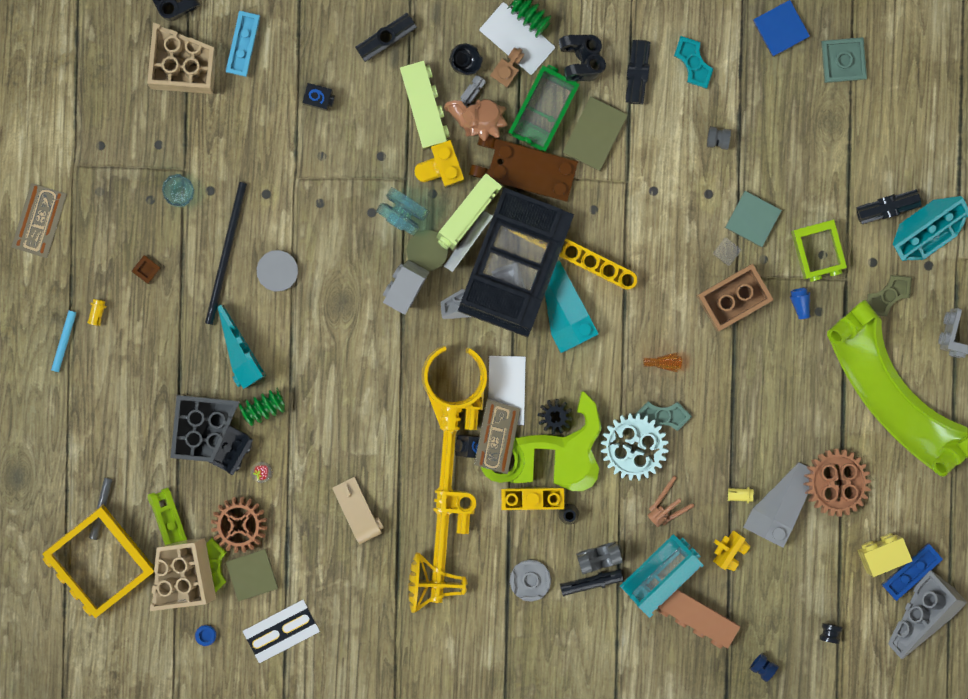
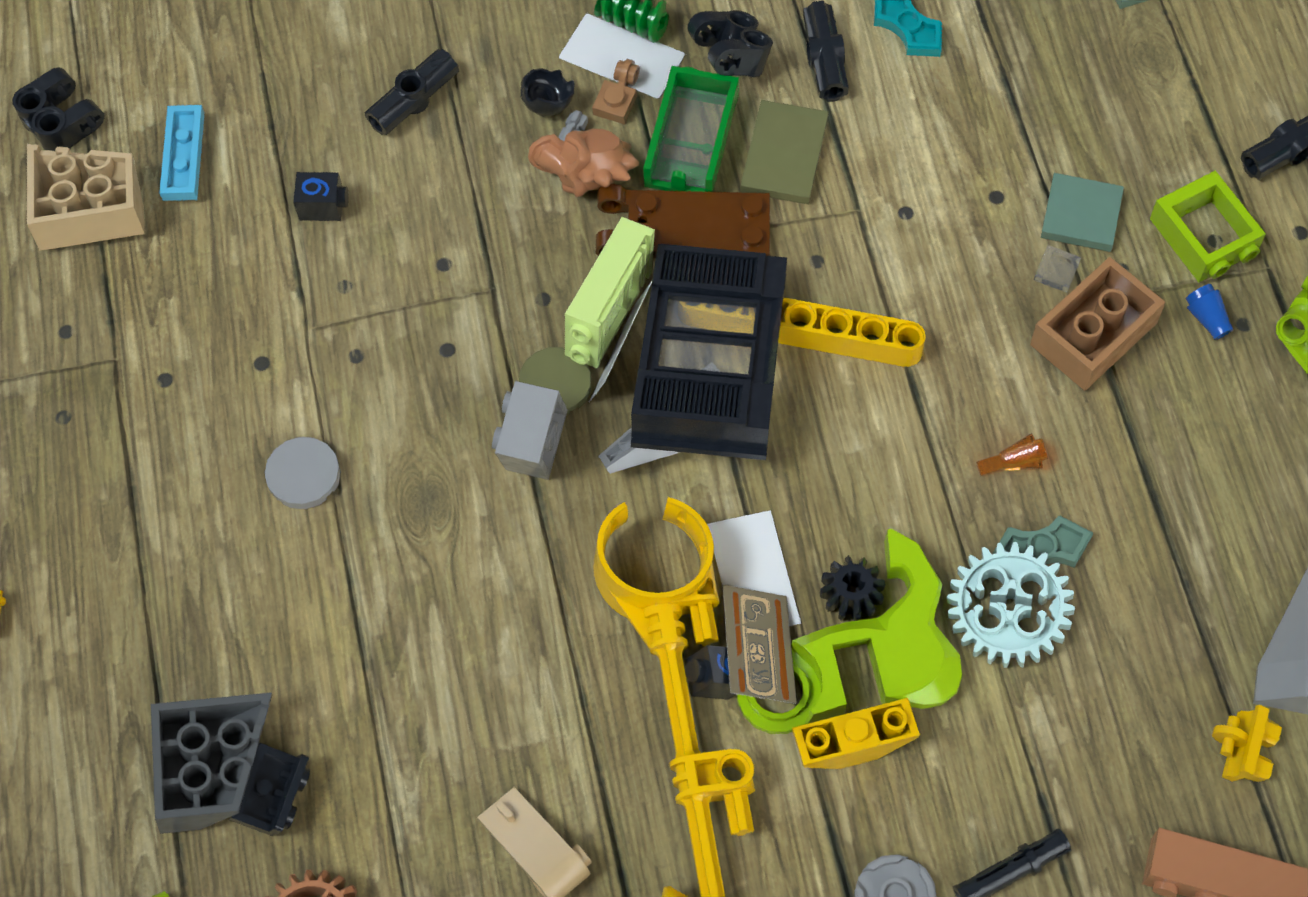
camera: 10 degrees left, 25 degrees down
(146, 269) = (70, 524): reddish brown tile -> none
(178, 190) = (105, 382): clear light blue hair -> none
(226, 253) = (207, 470): black piece -> none
(242, 360) = (270, 628): teal wedge -> none
(261, 472) = (338, 821): tile -> none
(263, 407) = (318, 698): green piece -> none
(402, 211) = (497, 319): clear light blue wheel -> none
(423, 104) = (496, 169): yellowish green brick -> none
(442, 165) = (547, 244): yellow brick -> none
(566, 313) = (825, 420): teal wedge -> none
(568, 508) = (929, 760): black cone -> none
(599, 557) = (1016, 813): dark grey piece -> none
(659, 515) = (1095, 714): nougat plant -> none
(662, 574) = (1140, 812): teal door -> none
(718, 138) = (985, 109): dark grey wheel -> none
(740, 494) = (1228, 643): light yellow pin -> none

